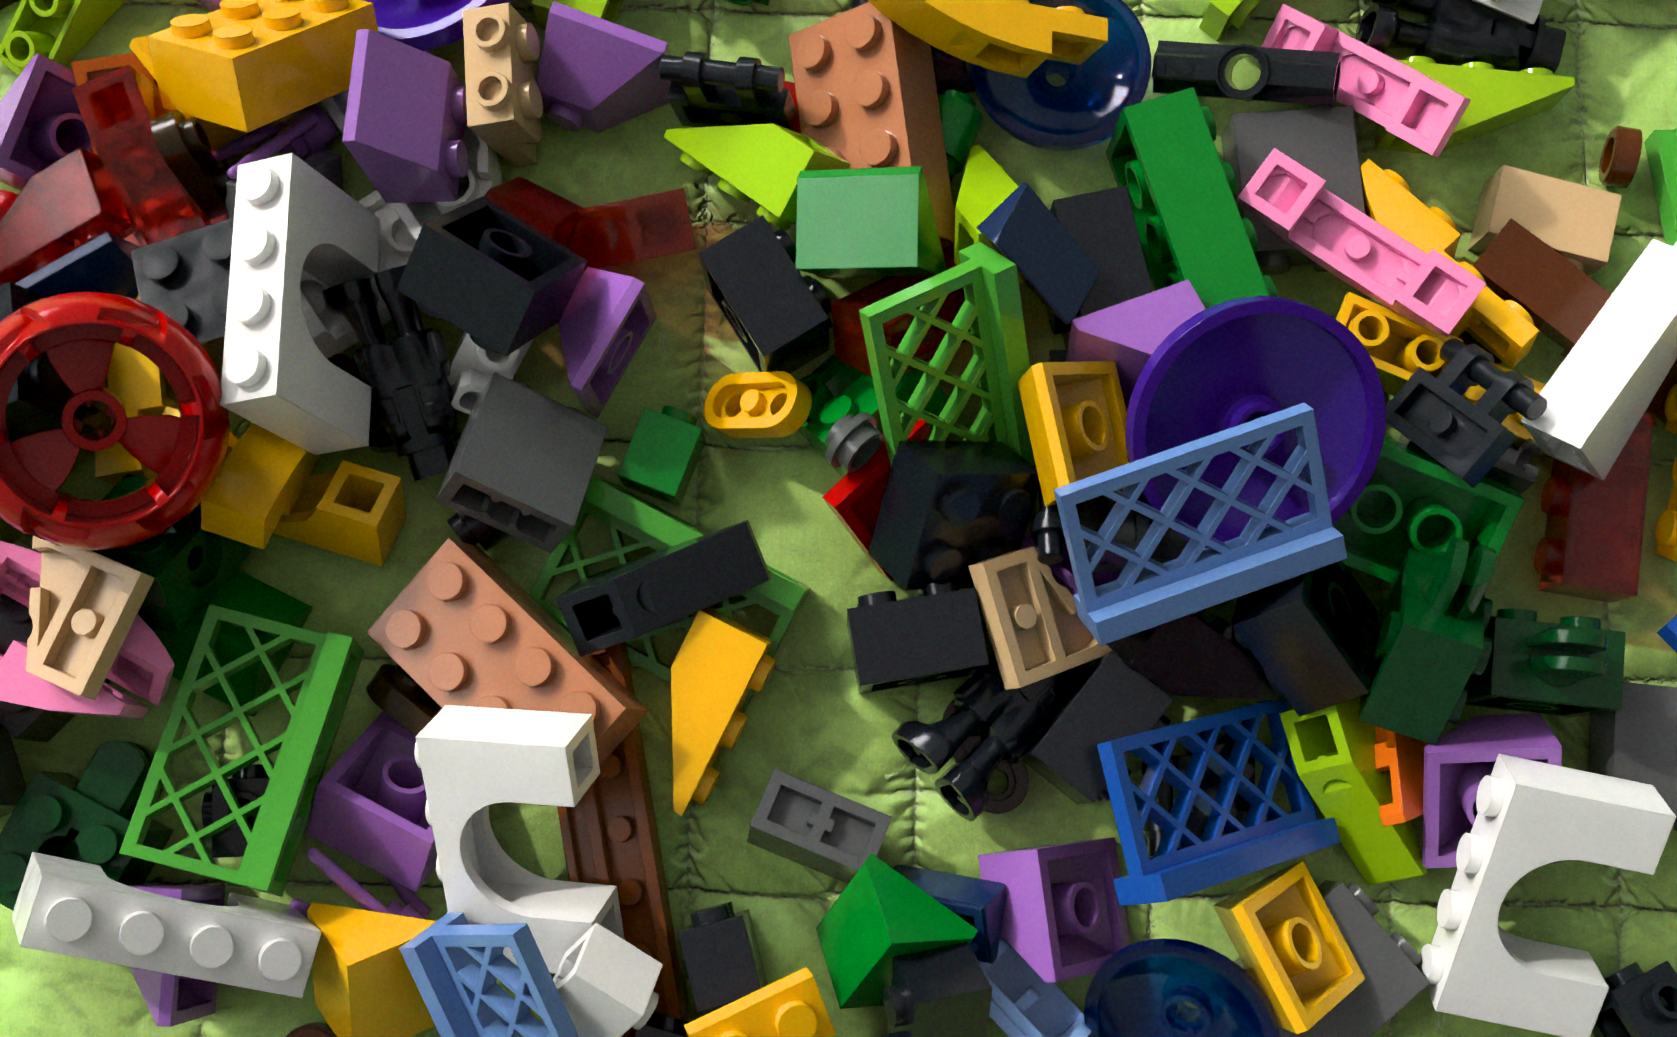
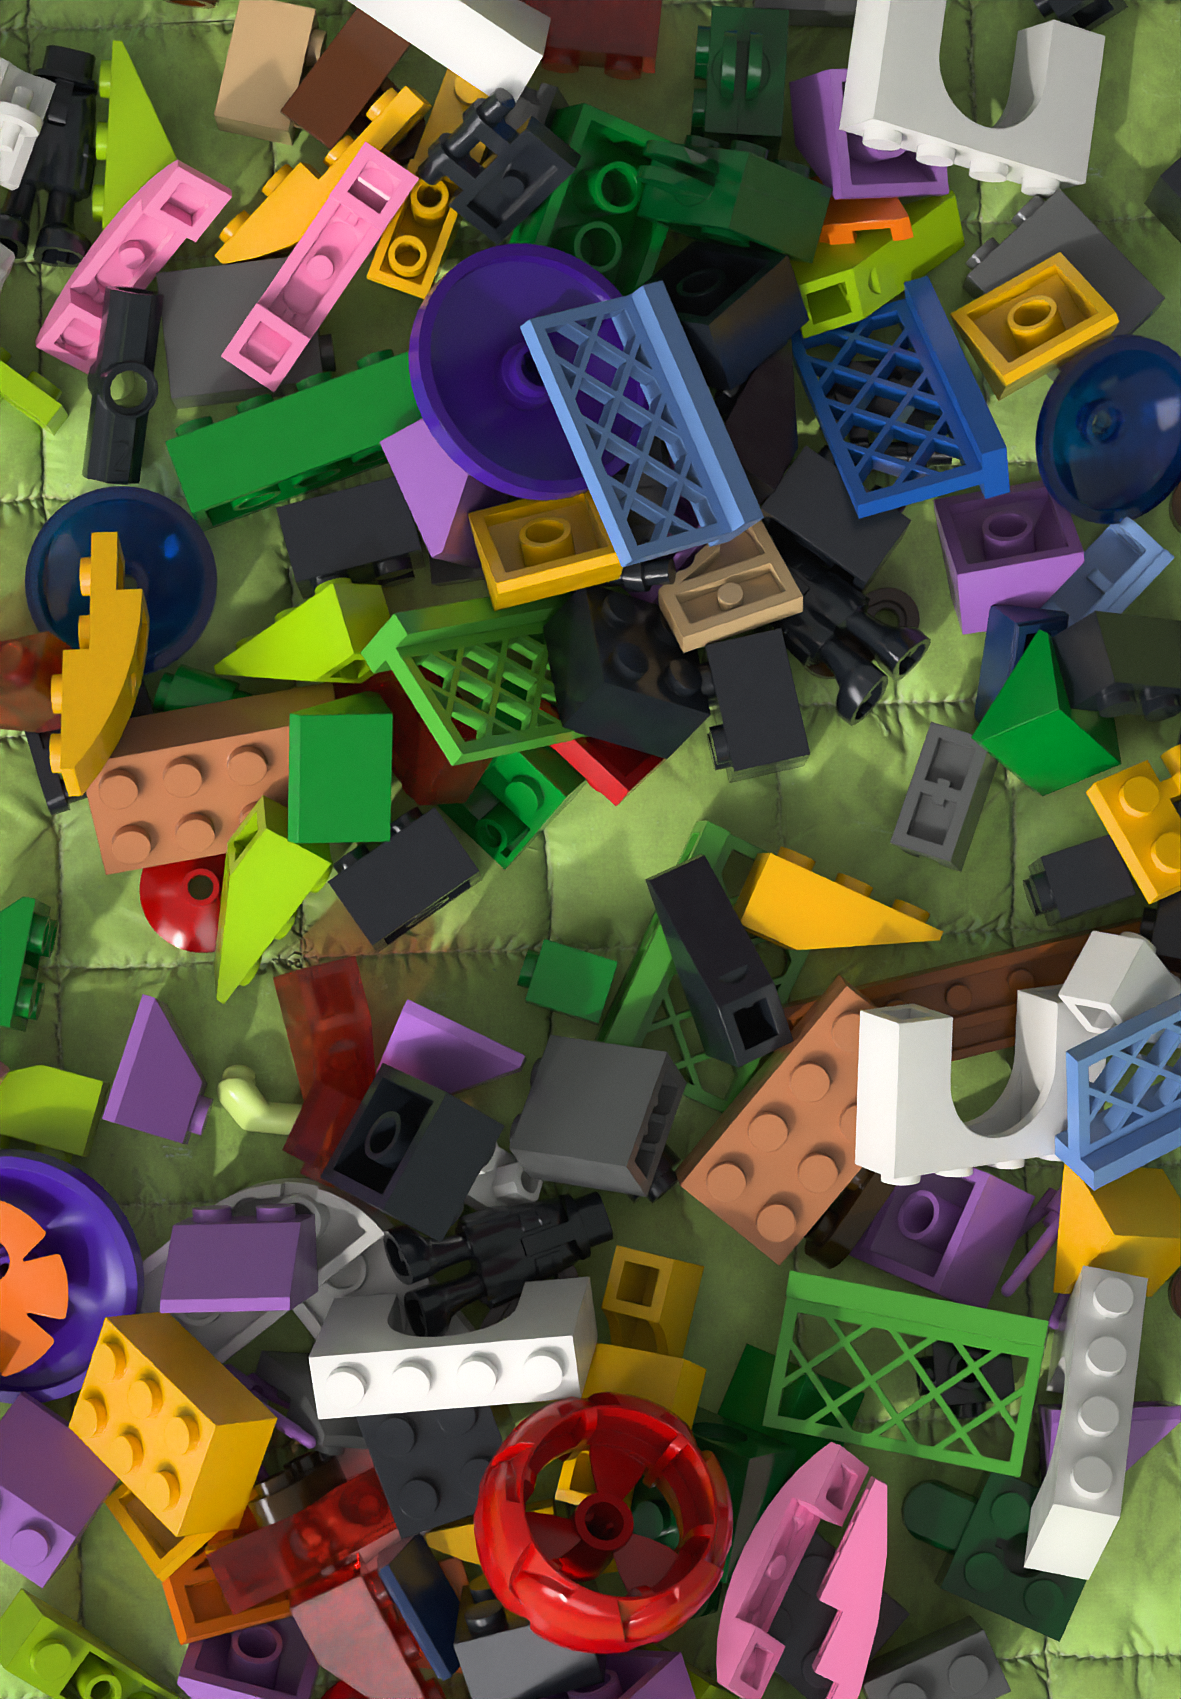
camera: 95 degrees left, 5 degrees up
(80, 616) = (792, 1529): tan wing -> none
(502, 81) = (179, 1174): tan plate -> none
(572, 160) = (248, 1105): none -> yellowish green arm
(727, 92) = (185, 930): black plate -> none
(758, 405) = (513, 879): yellow plate -> none
(853, 441) = (561, 775): dark grey plate -> none
(1043, 252) = (368, 590): dark blue slope -> none

